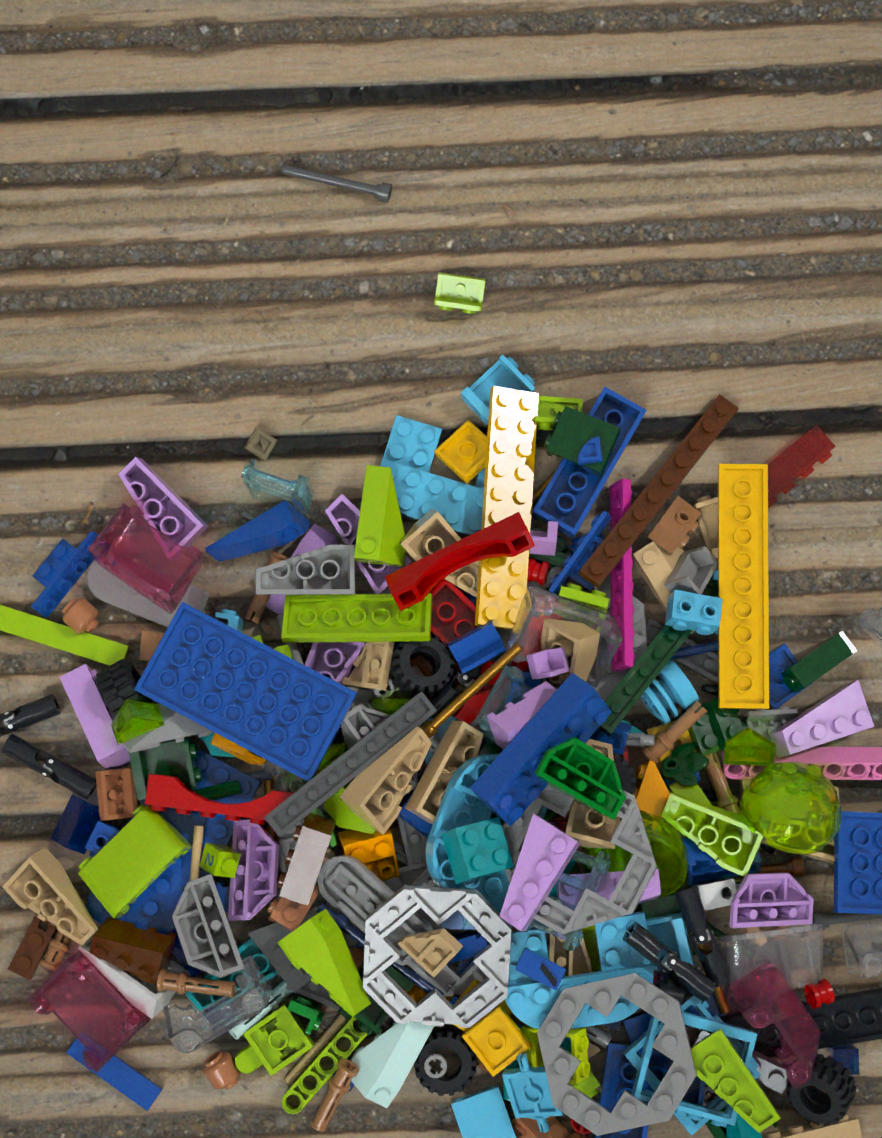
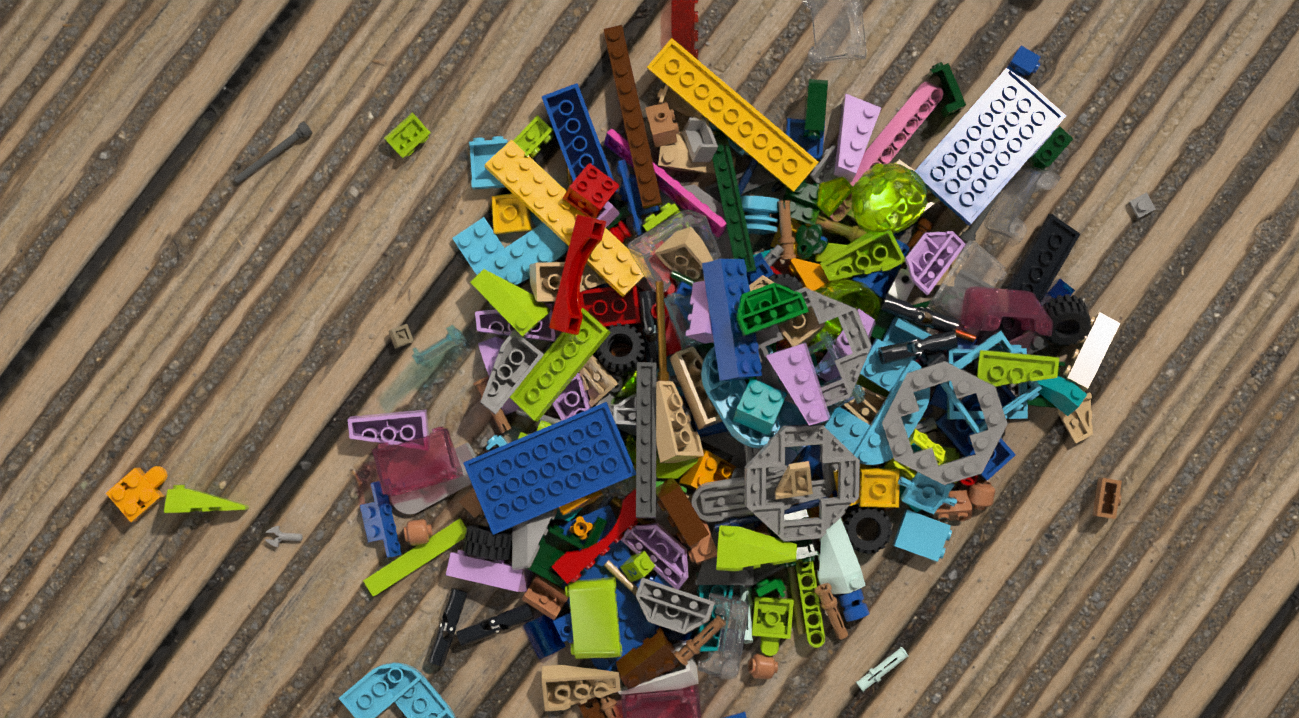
camera: 50 degrees left, 5 degrees up
(135, 719) = (512, 548): clear neon green slope -> none
(208, 777) = (576, 527): none -> light orange plate
(264, 532) = (460, 375): blue wedge -> none
(353, 1119) = (856, 611): none -> blue wheel
(443, 1065) = (861, 541): light grey bush -> none
(477, 646) = (637, 306): blue panel -> none
(540, 969) = (859, 427): blue sticker -> none
(547, 663) = (683, 272): lavender panel -> none
(552, 508) = (590, 191): none -> red bracket
(574, 431) = (563, 138): dark green panel -> none
(590, 452) = (576, 140): blue tile -> none
(693, 612) = (724, 159): medium azure brick -> none
(819, 993) = (1009, 274): red wheel -> none

